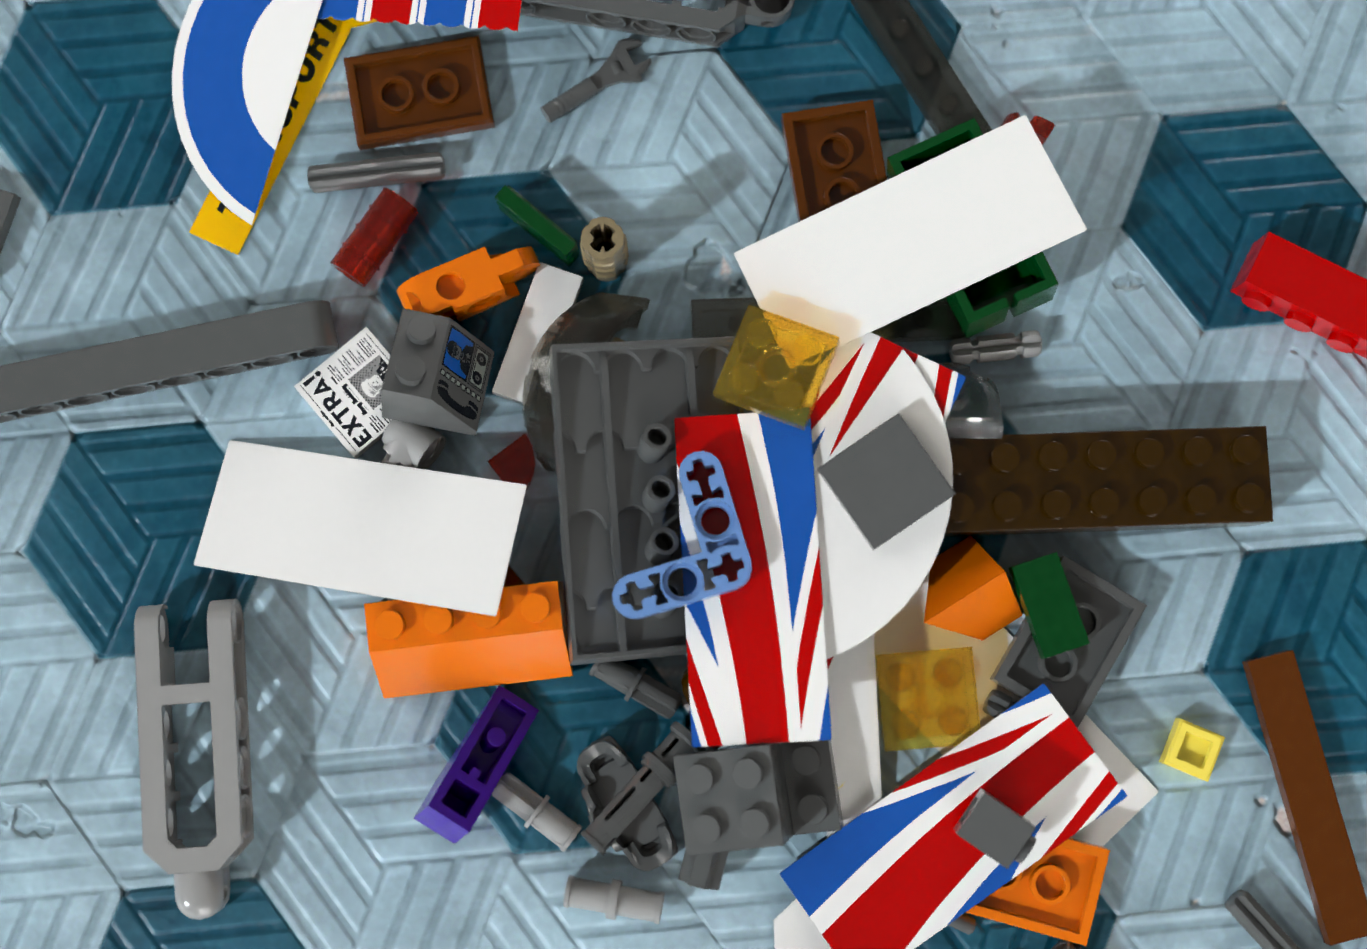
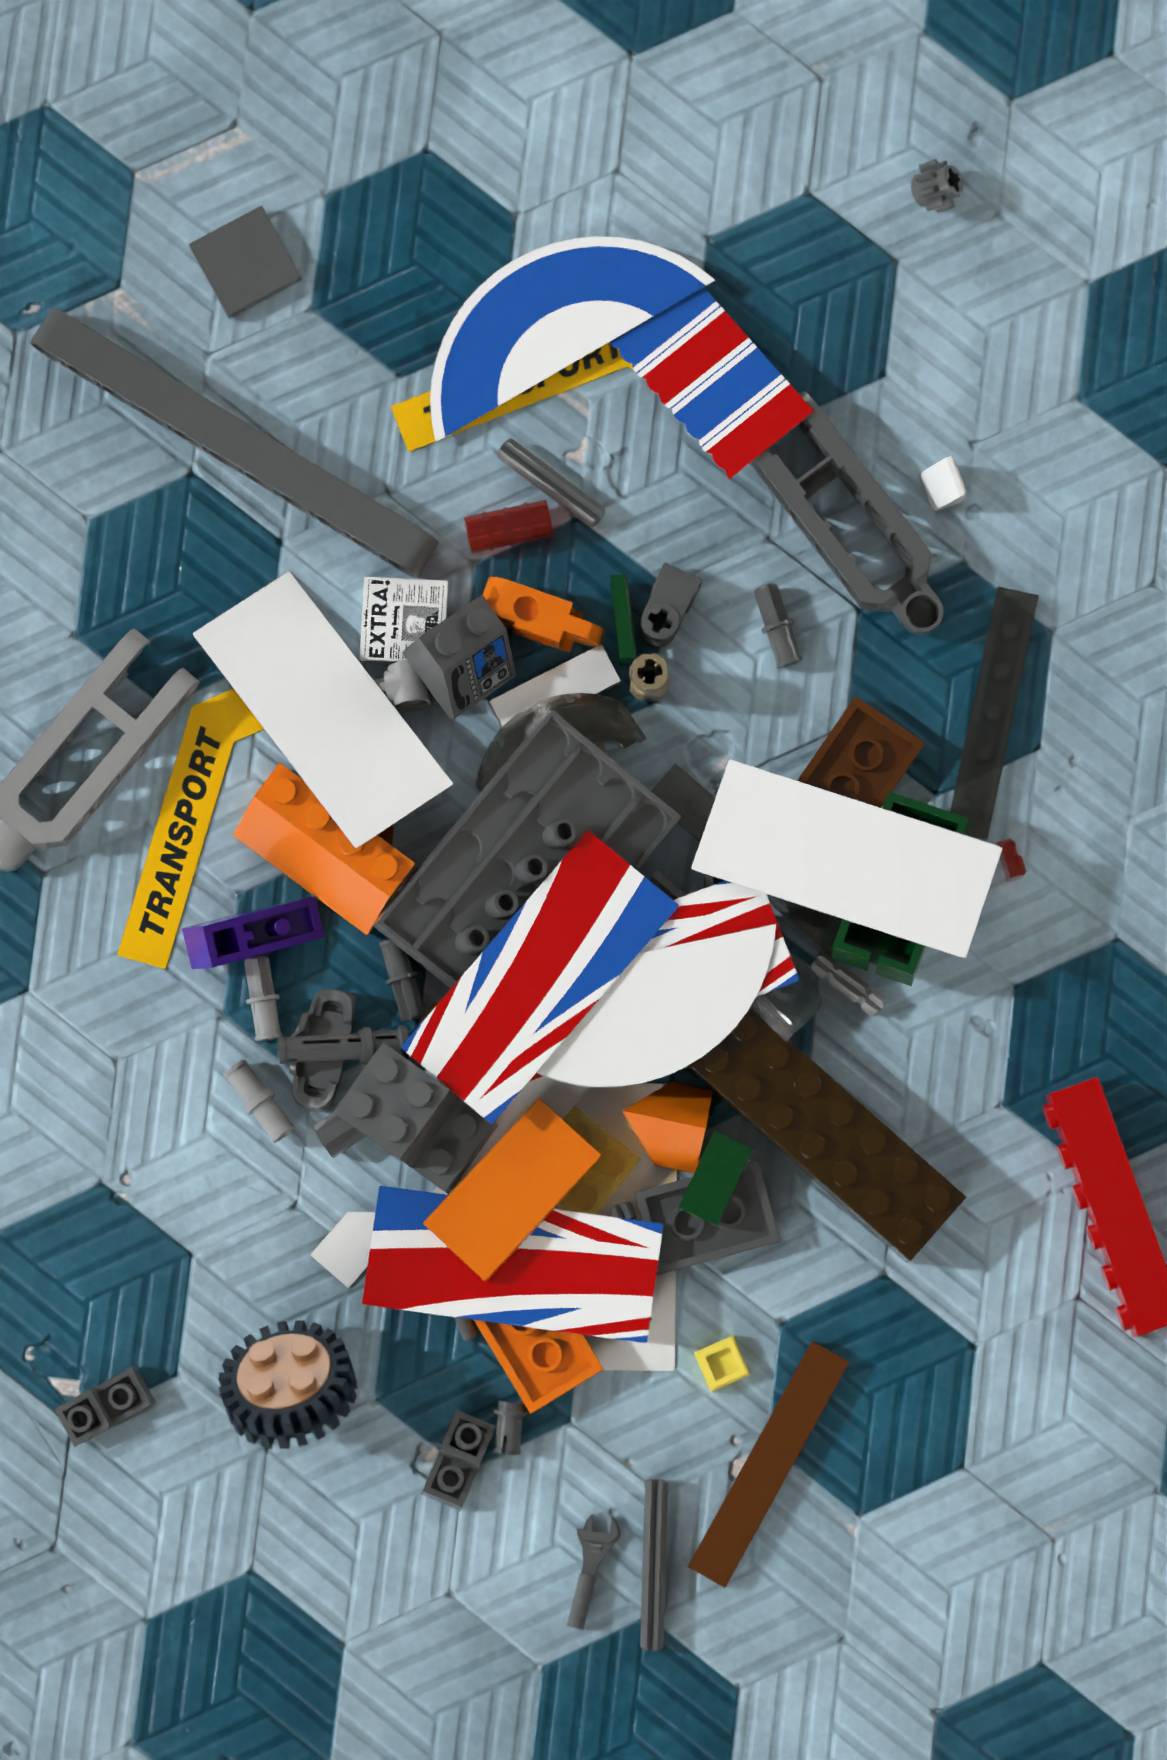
camera: 40 degrees right, 0 degrees up
(337, 730) = (183, 826): none -> yellow sticker
(419, 92) = (630, 454): reddish brown tile -> none
(516, 462) = (461, 762): clear red tile -> none
(563, 177) = (671, 600): none -> dark grey piece
(616, 70) = (775, 561): dark grey piece -> none
(665, 117) = (777, 625): none -> dark grey axle
(712, 547) = (530, 935): medium blue beam -> none
(776, 367) = (682, 858): clear yellow plate -> none
(886, 481) = (681, 996): dark grey tile -> none
(895, 775) = (512, 1190): none -> orange tile
(996, 829) = (541, 1279): dark grey brick -> none

